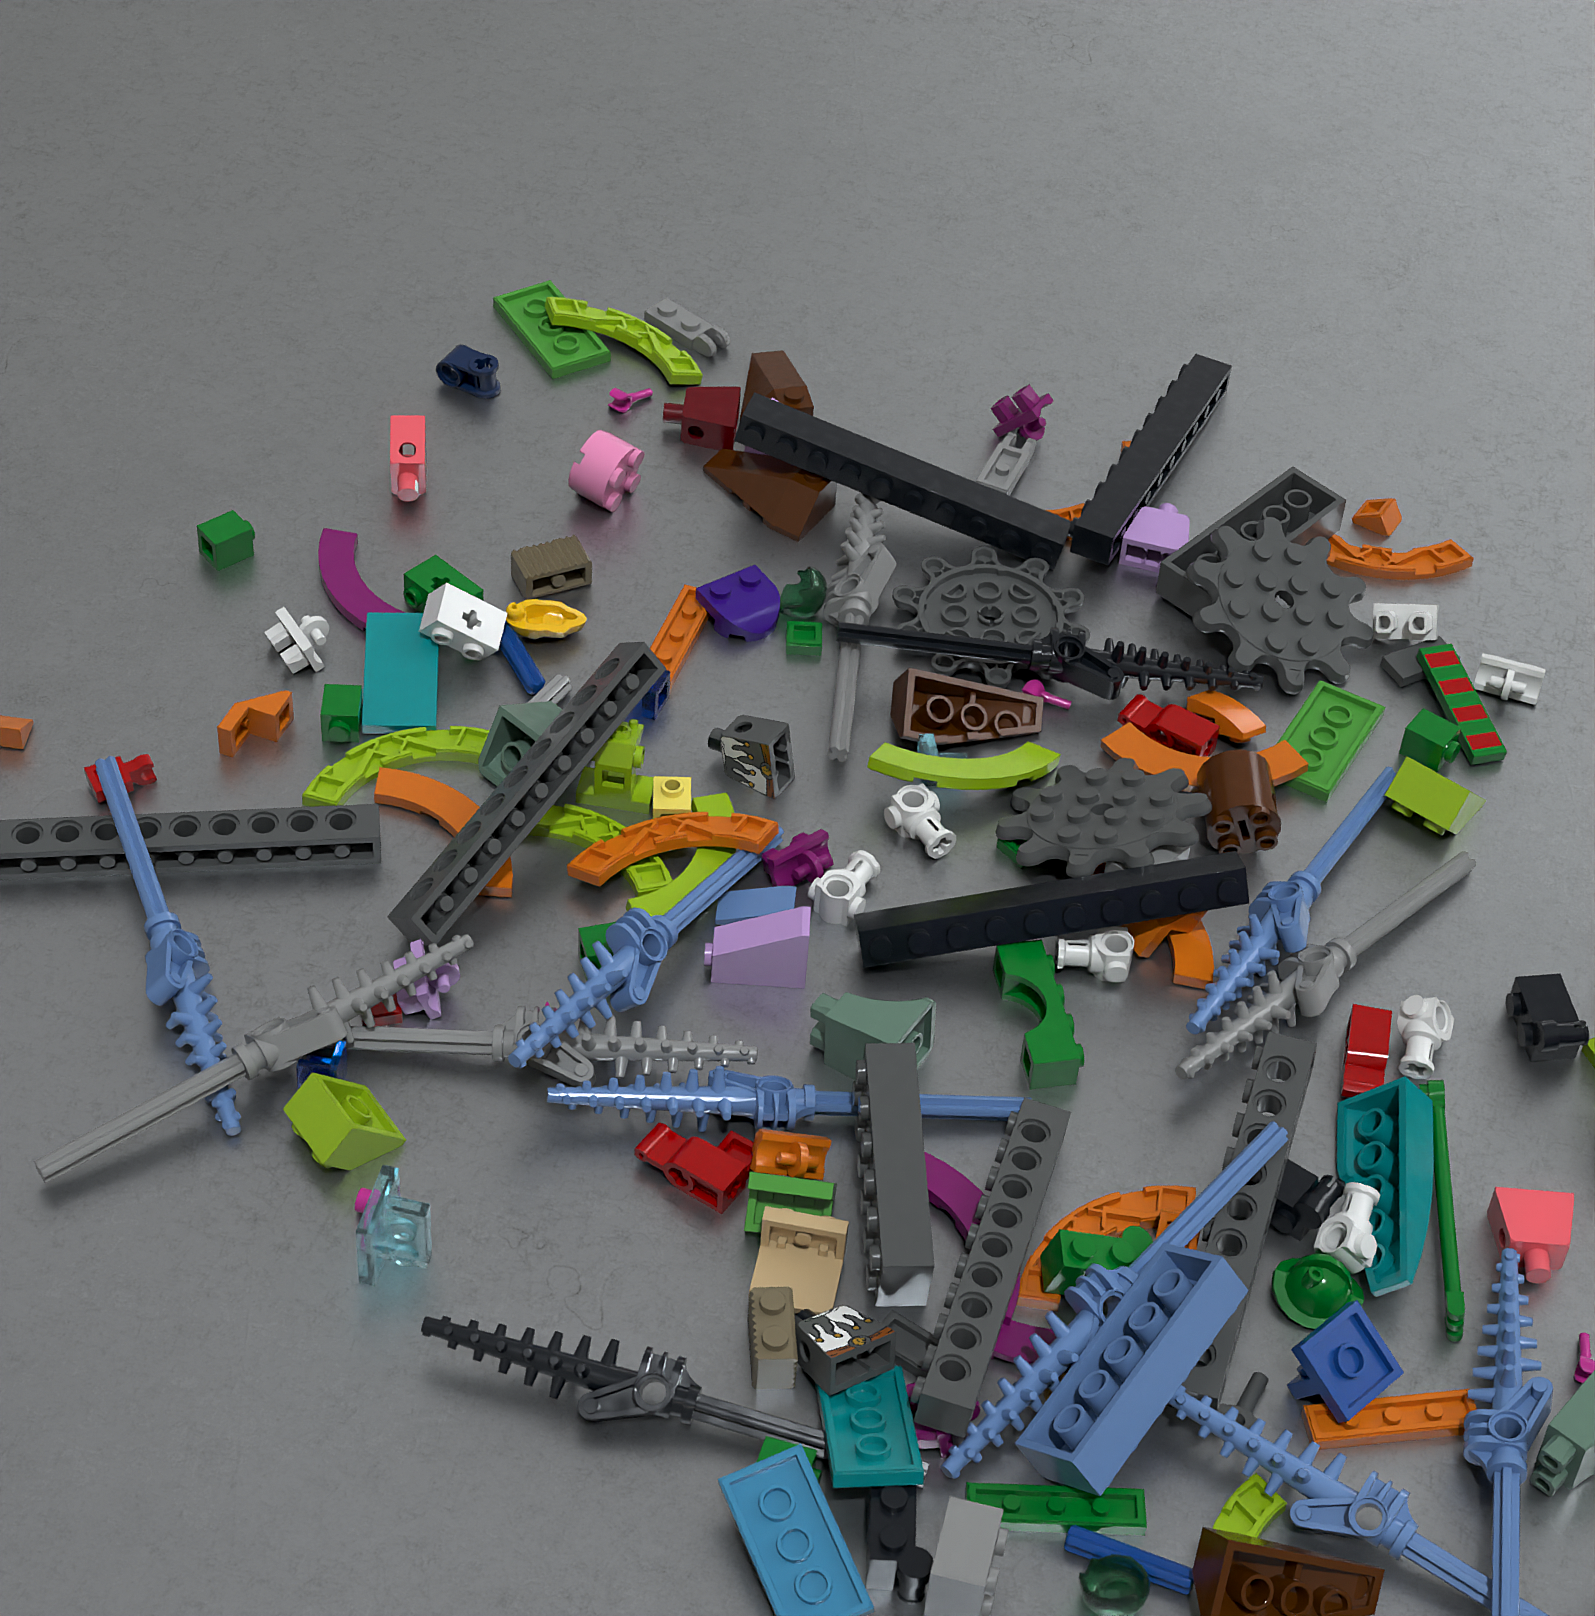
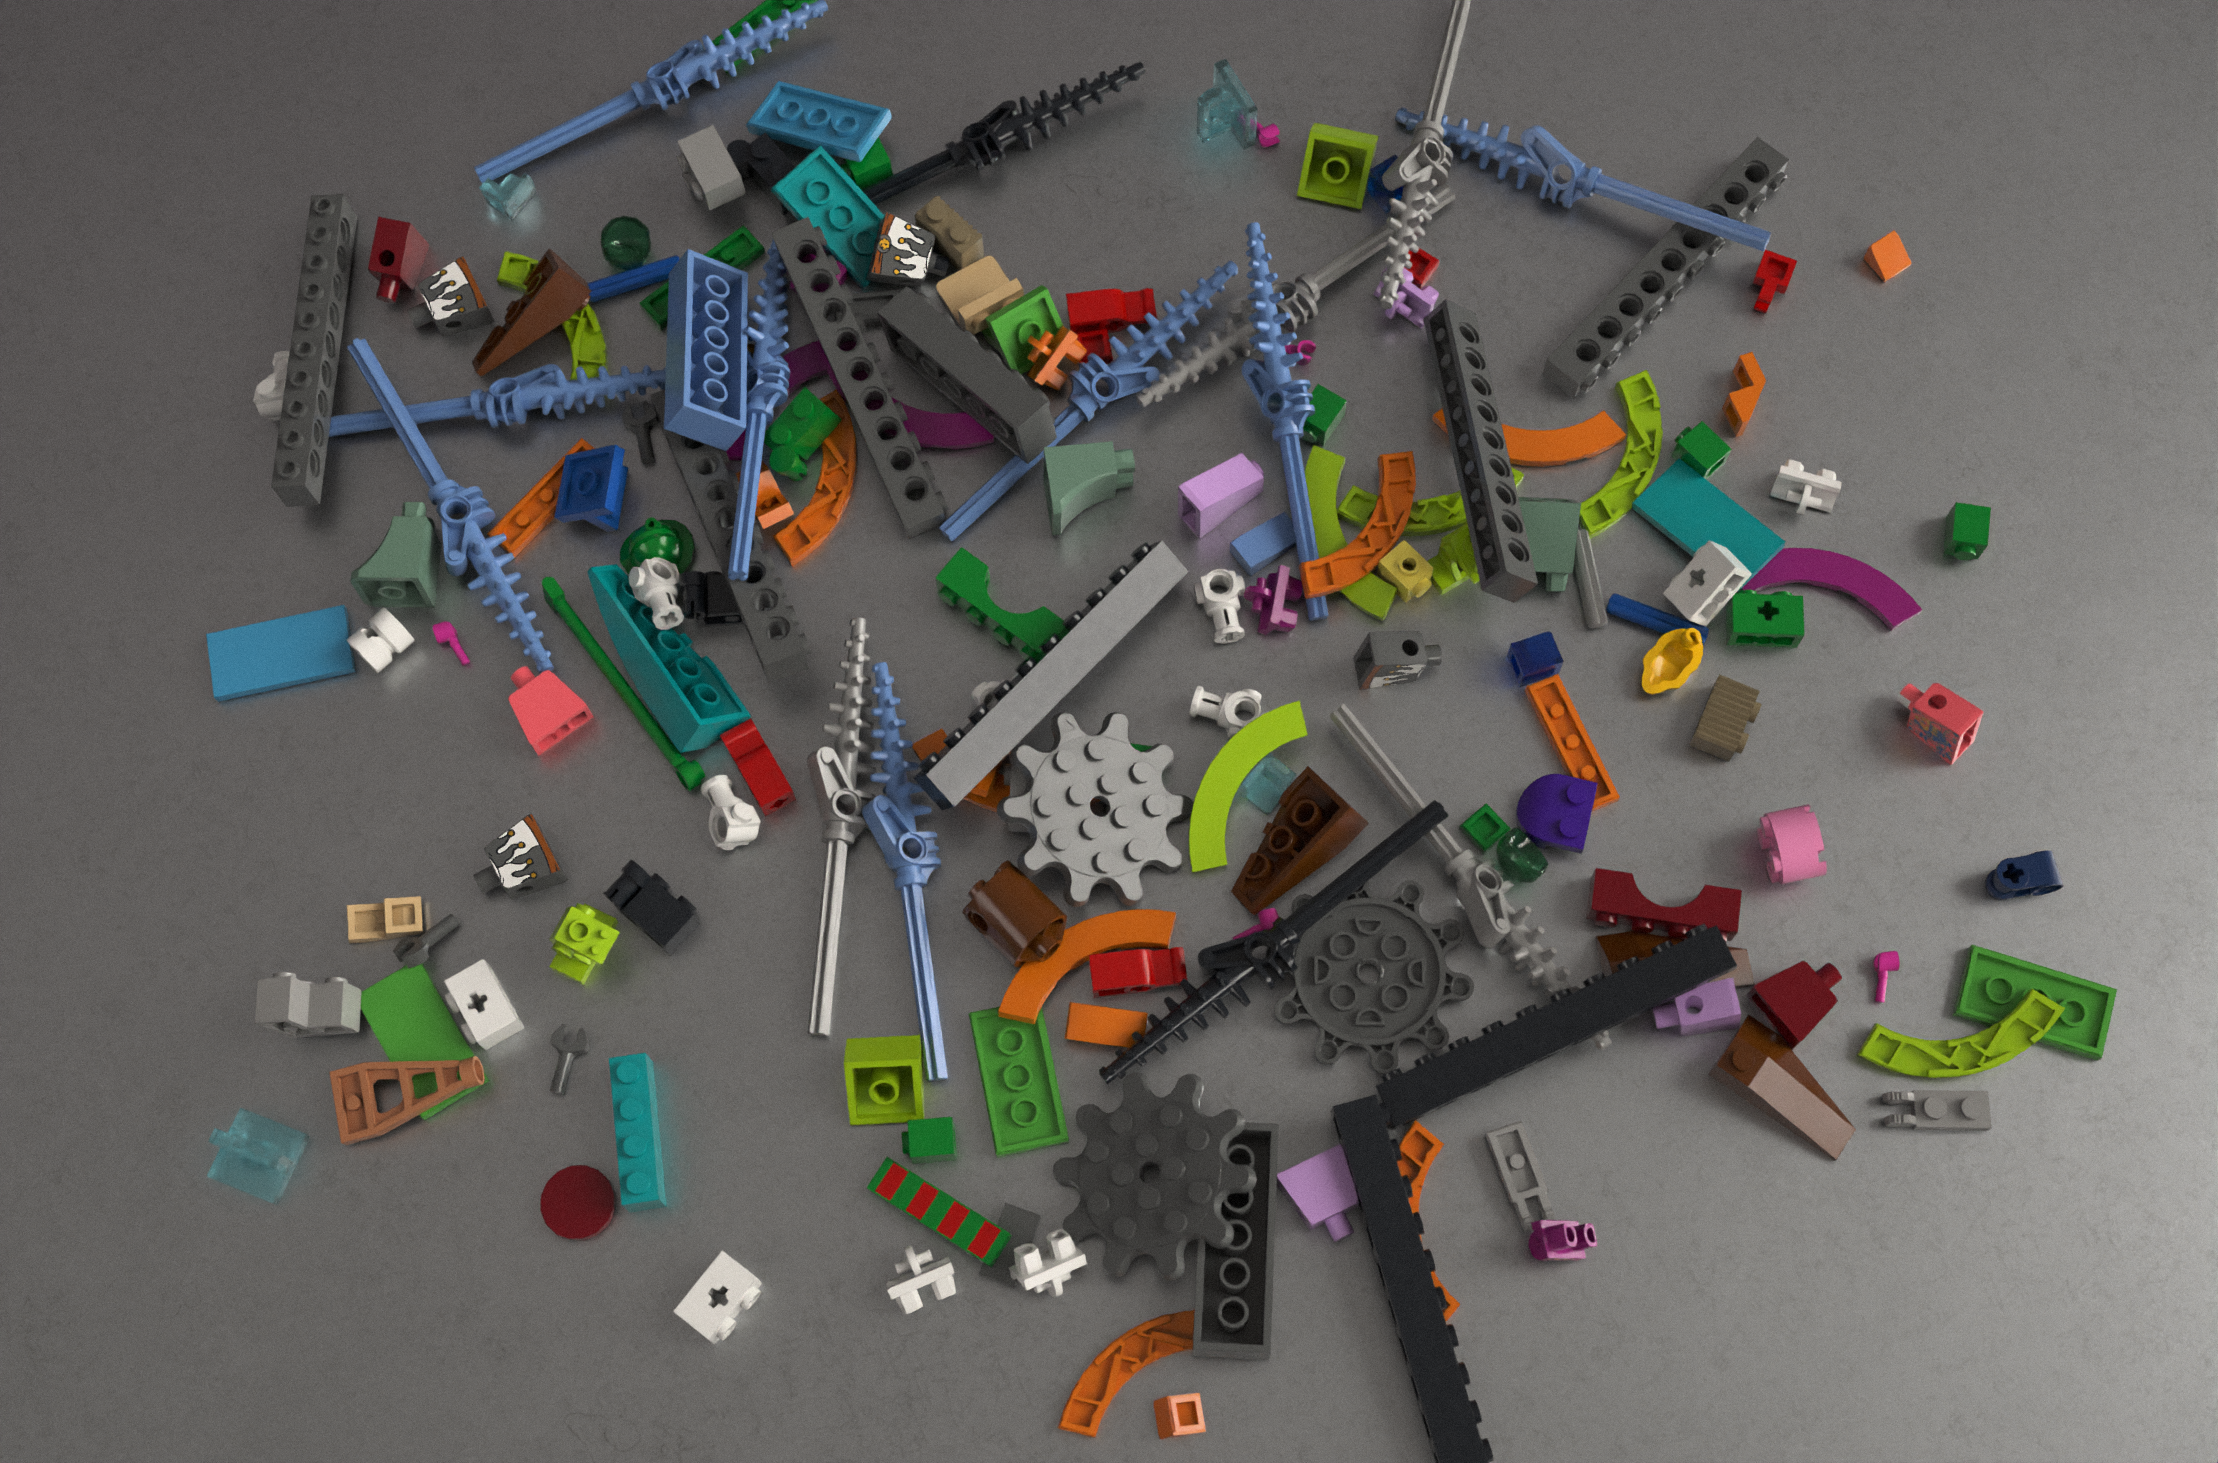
camera: 145 degrees right, 25 degrees up
(710, 489) = (1617, 900): none -> dark red arch

